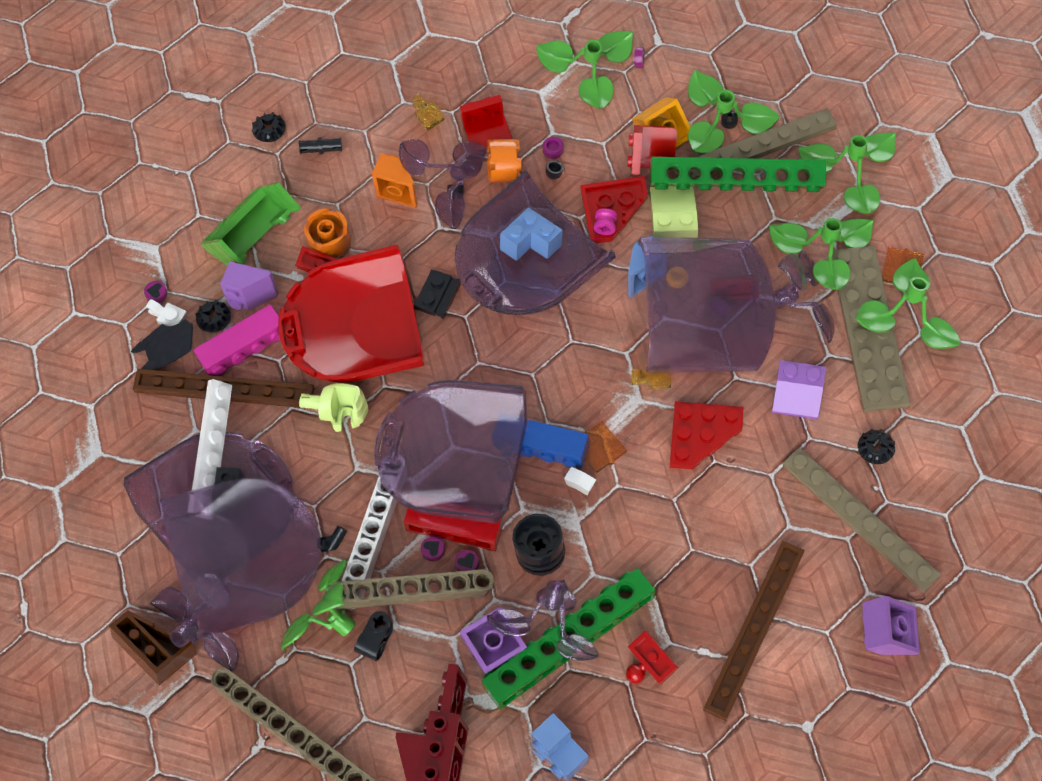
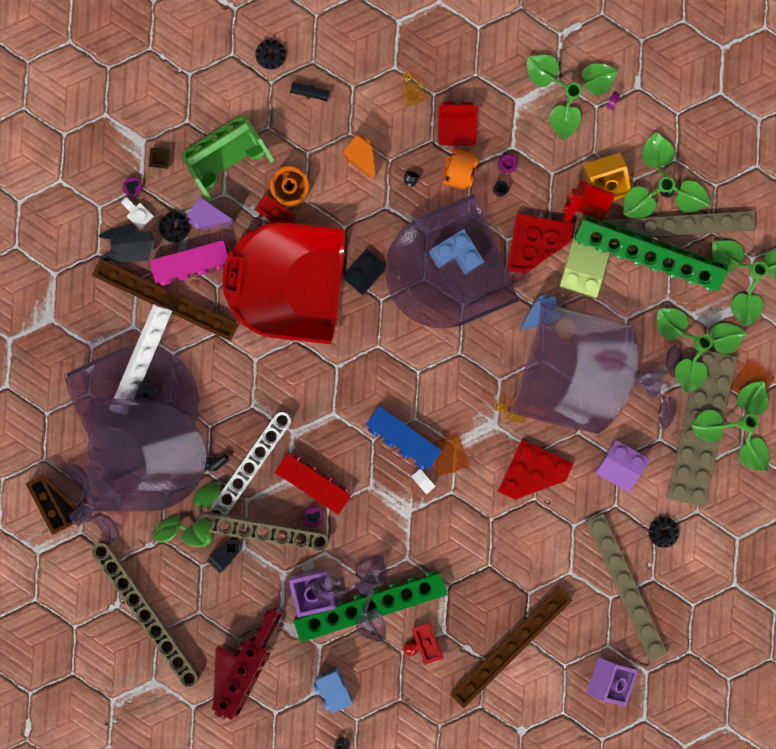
camera: 15 degrees right, 25 degrees up
(177, 254) = (159, 158): none -> dark brown plate
(336, 403) = (251, 348): yellowish green piece -> none
(432, 548) = (291, 496): magenta tile -> none
(454, 449) = (329, 431): clear purple windscreen -> none
(468, 158) = (430, 155): clear purple plant -> none
(539, 544) = (371, 516): black wheel -> none
(605, 221) = (523, 261): dark pink wheel -> none

